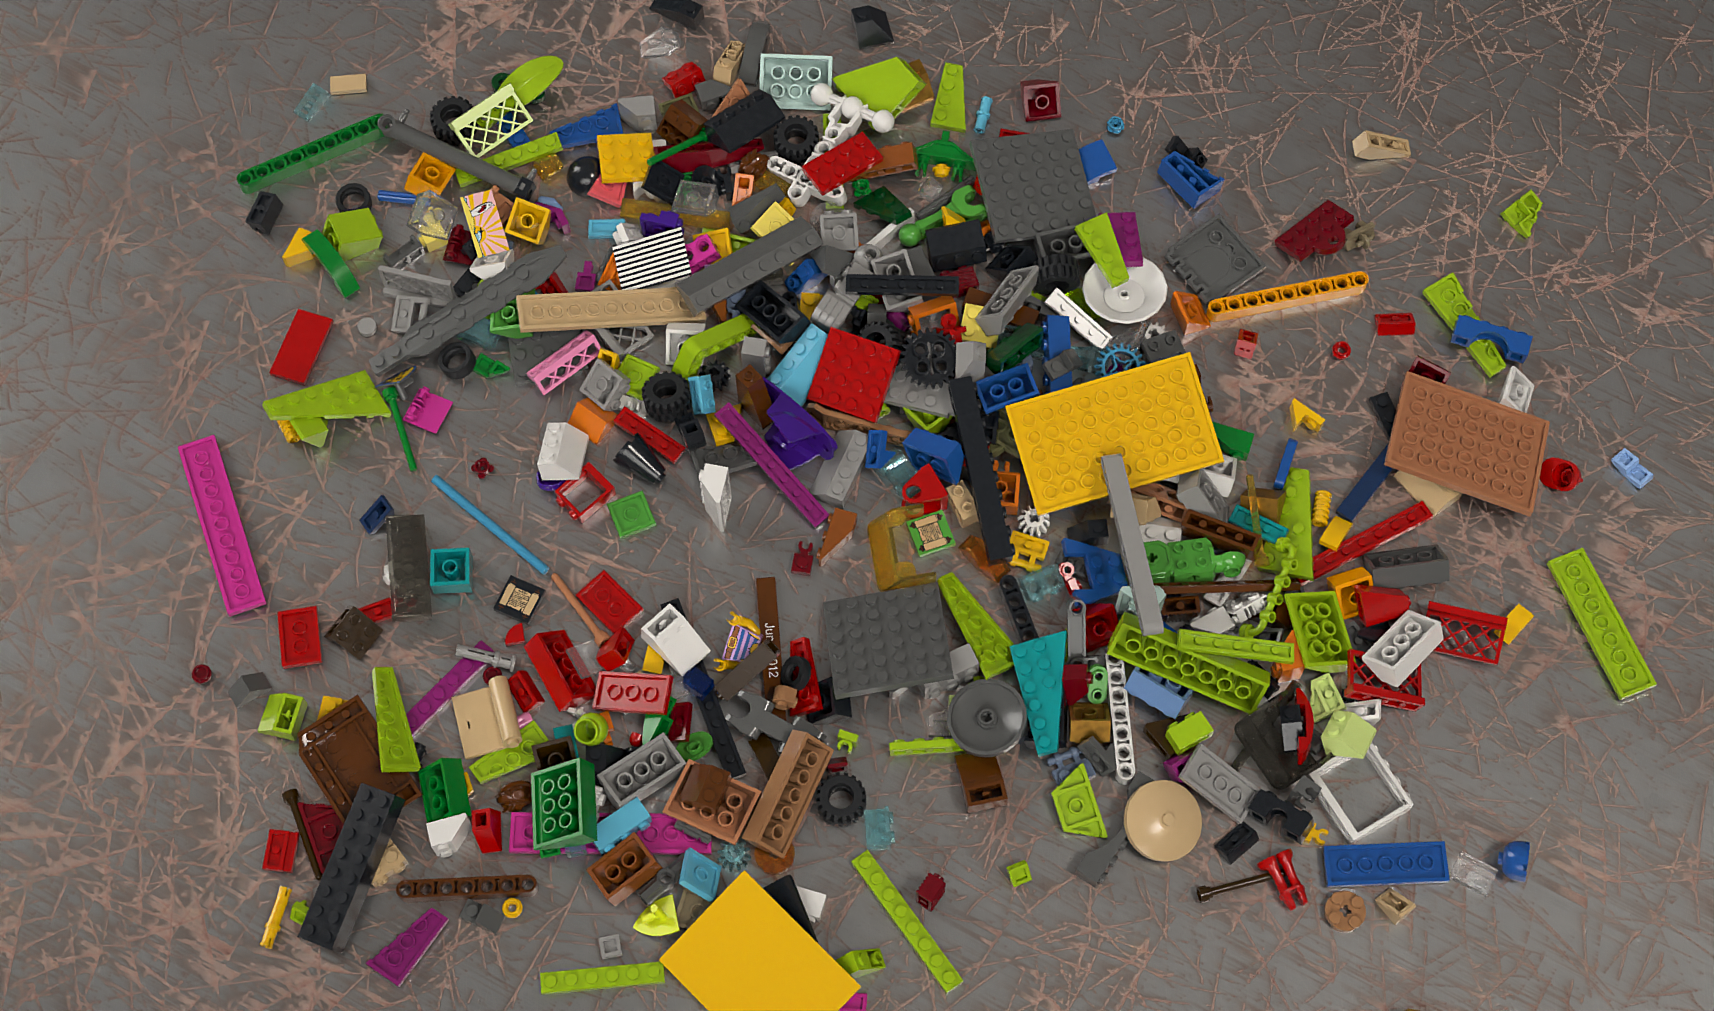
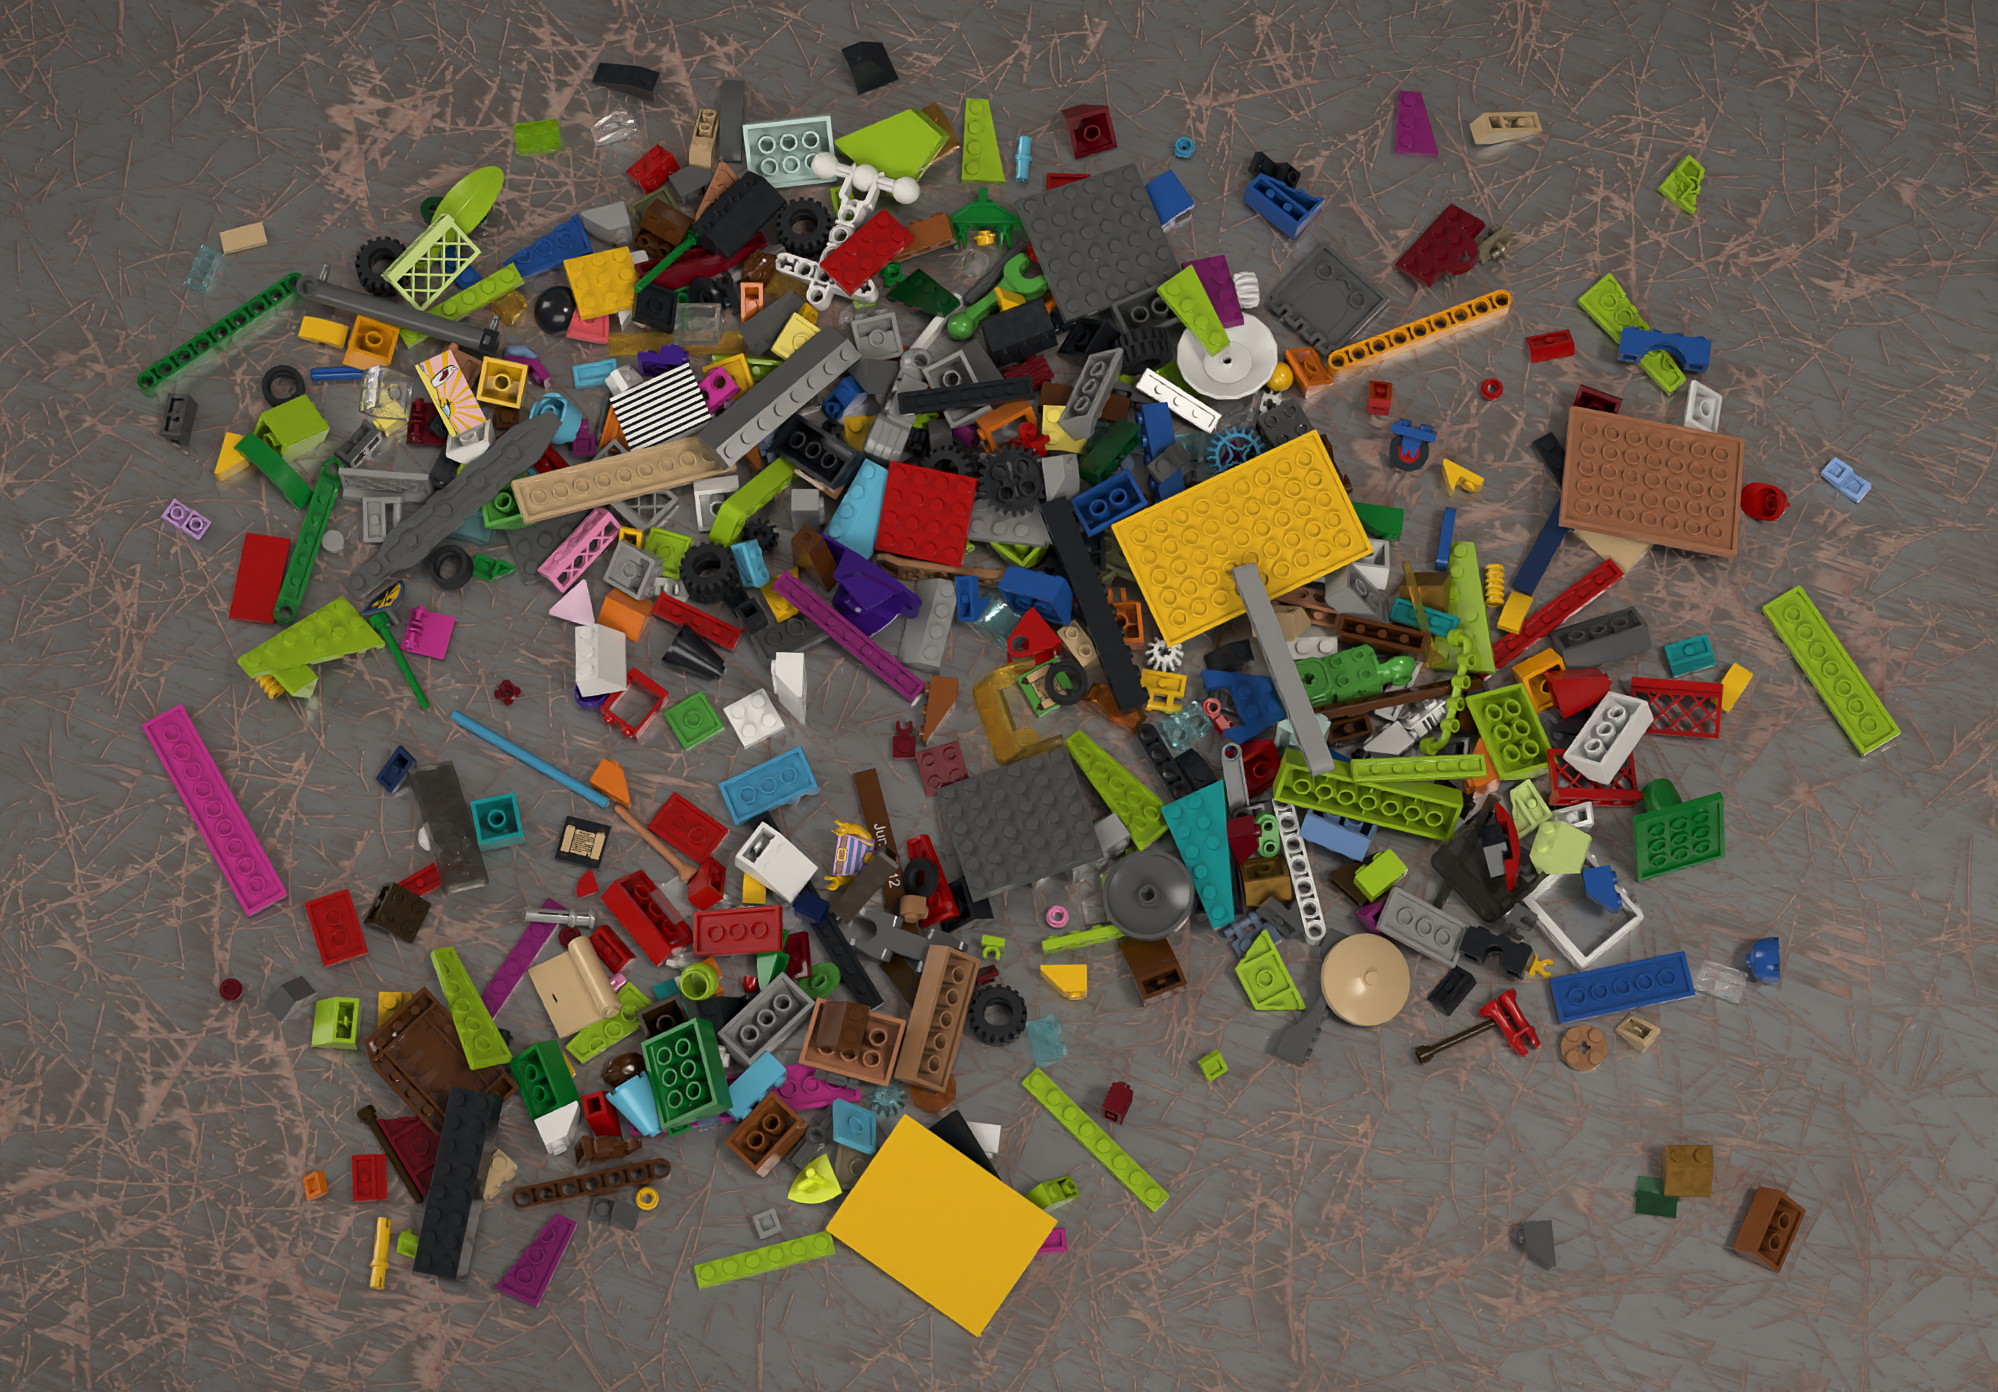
camera: 10 degrees left, 5 degrees up
(234, 849) = (315, 1185): none -> orange plate
(252, 291) = (186, 519): none -> lavender slope
(345, 324) = (308, 541): none -> green plate
(394, 162) = (324, 331): none -> yellow slope
(483, 858) = (603, 1148): none -> reddish brown piece
(517, 824) = (637, 1104): none -> medium azure cone
(526, 248) = (506, 418): none -> reddish brown plate
(551, 406) = (575, 605): none -> piece
(553, 553) = (611, 782): none -> orange slope
(575, 258) = (565, 411): none -> medium azure brick
(597, 43) = (537, 137): none -> clear neon green plate
(681, 520) = (754, 718): none -> white plate
(683, 577) = (769, 786): none -> dark azure hinge
(830, 584) = (941, 766): none -> dark red hinge
(905, 778) = (1067, 979): none -> yellow slope
(906, 719) = (1057, 909): none -> bright pink plate
(947, 545) = (1066, 700): none -> black tyre
(1044, 620) = (1195, 770): none -> black slope
(1149, 240) = (1246, 289): none -> white gear
(1167, 314) = (1281, 378): none -> yellow piece
(1266, 385) = (1410, 447): none -> plate
(1305, 137) = (1413, 127): none -> magenta wing
(1379, 774) = (1600, 887): none -> blue slope
(1451, 737) = (1676, 832): none -> green piece
(1480, 592) = (1690, 656): none -> teal plate

